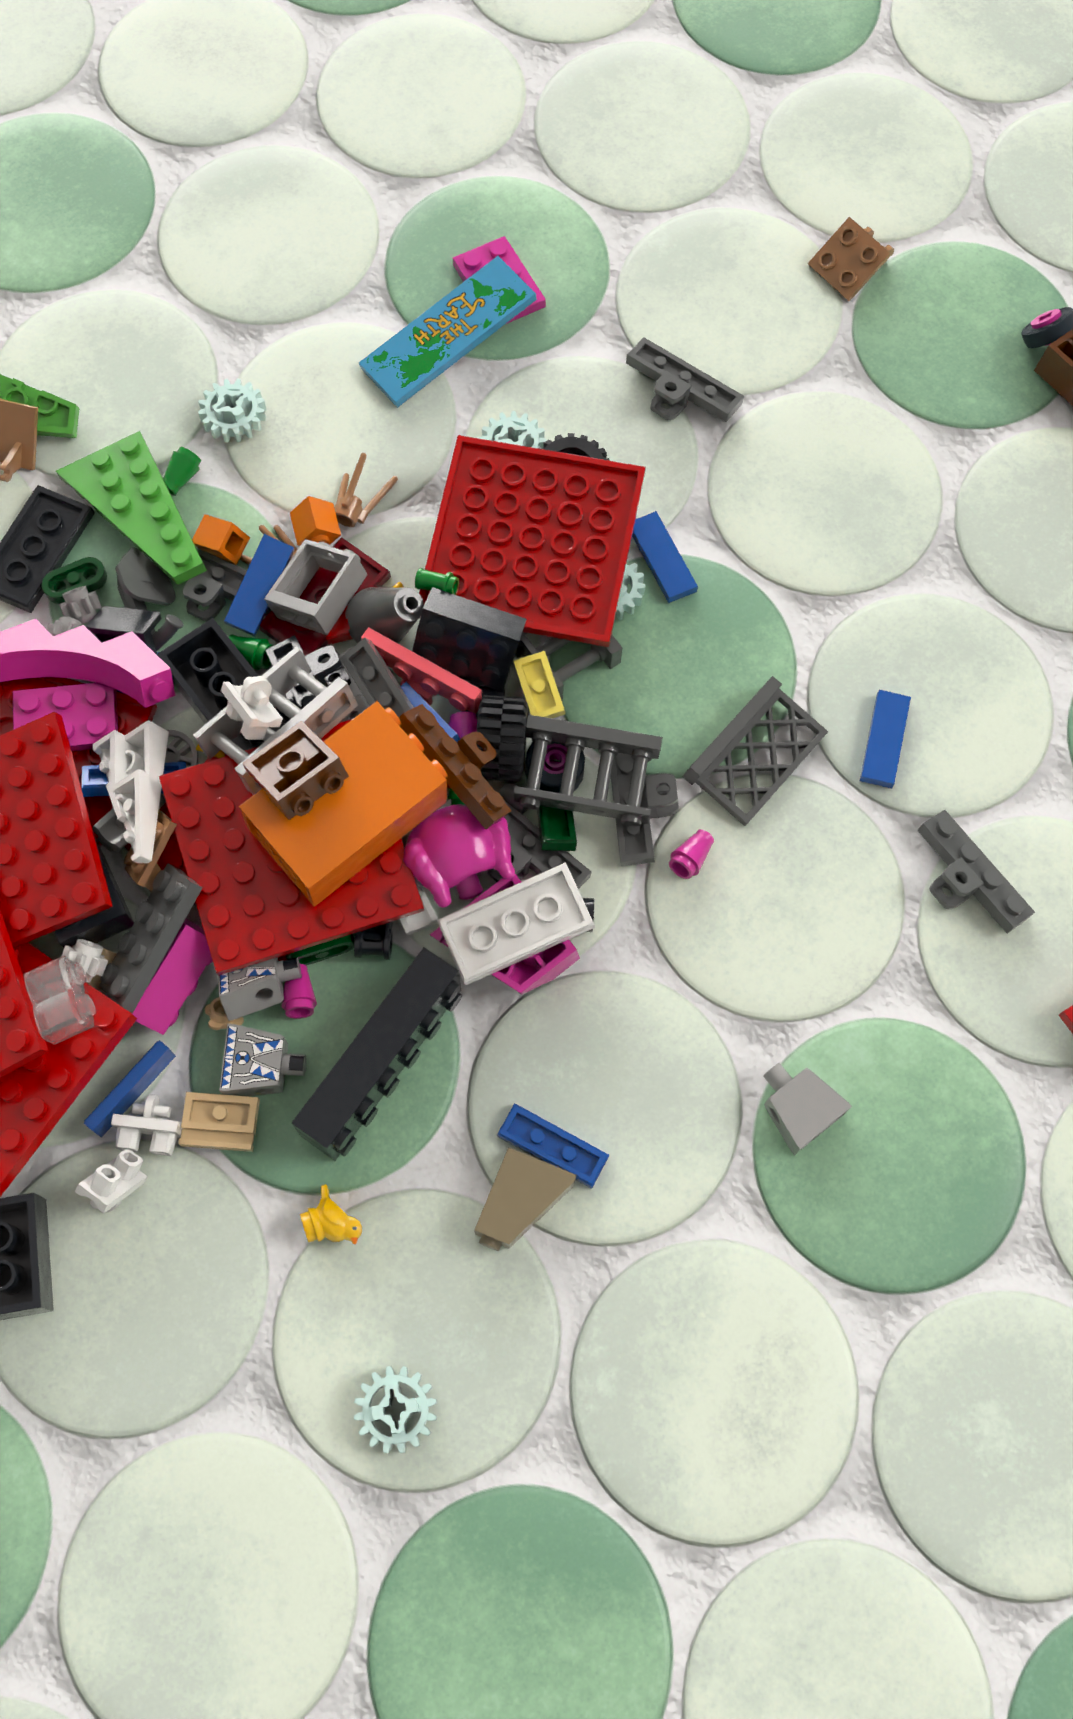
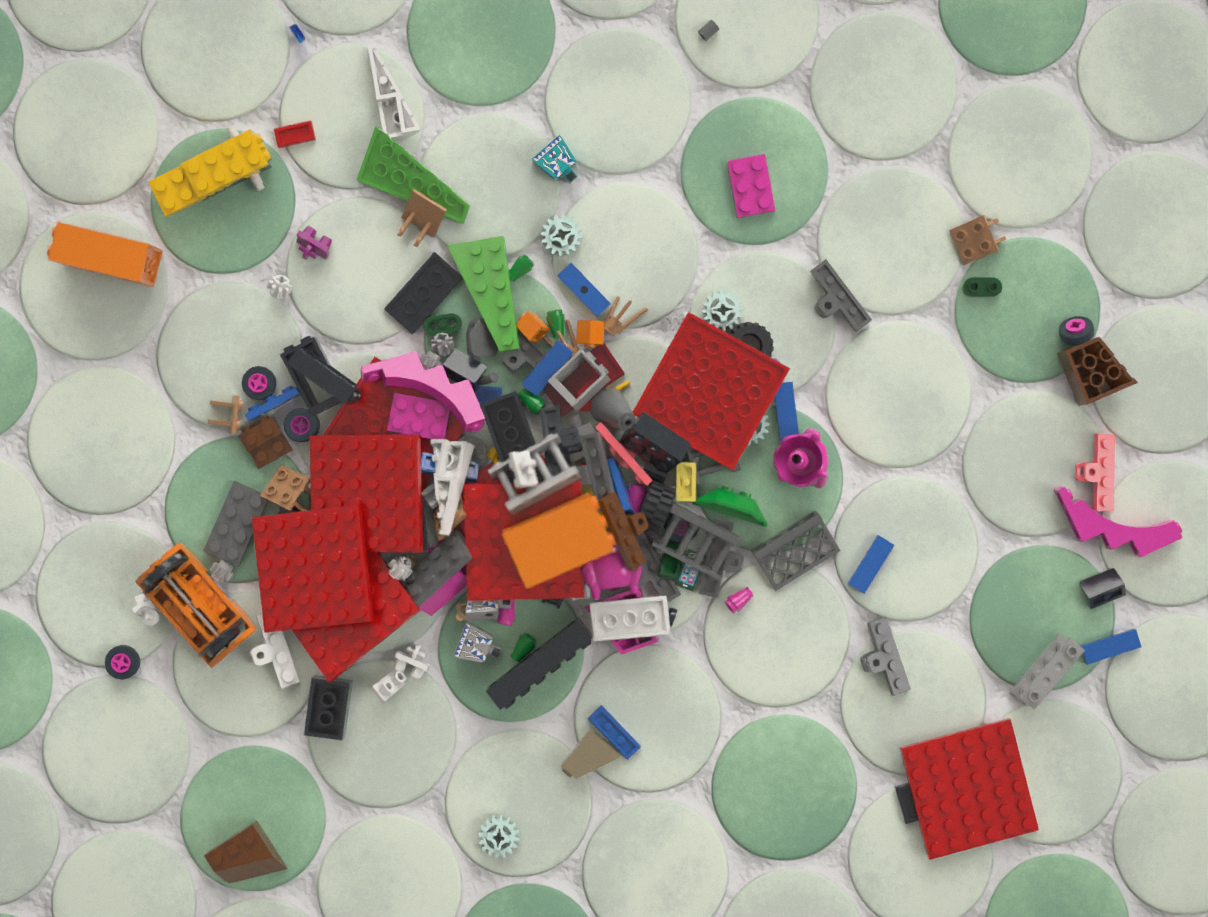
camera: 20 degrees right, 20 degrees up
(60, 999) = (385, 593): clear brick -> none
(130, 1088) = (407, 638): blue tile -> none
(195, 318) = (556, 160): none -> torso
(219, 1121) = (448, 668): tan plate -> none
(250, 521) = (556, 322): none -> green cone
(287, 472) = (575, 281): none -> blue tile
(296, 770) = (536, 527): reddish brown plate -> none
(330, 1221) = (491, 736): yellow animal -> none
(341, 1037) = (524, 645): none -> green cone
(372, 116) = (708, 30): none -> dark grey hinge
(428, 579) = (646, 405): green pin -> none
(447, 331) = (707, 218): dark azure tile -> none
(594, 840) = (689, 575): none -> tile
(632, 708) = (732, 504): none -> green wedge
(716, 603) = (802, 460): none -> dark pink piece
(802, 1106) = (747, 753): light grey torso -> none
(891, 319) = (983, 287): none -> dark green plate

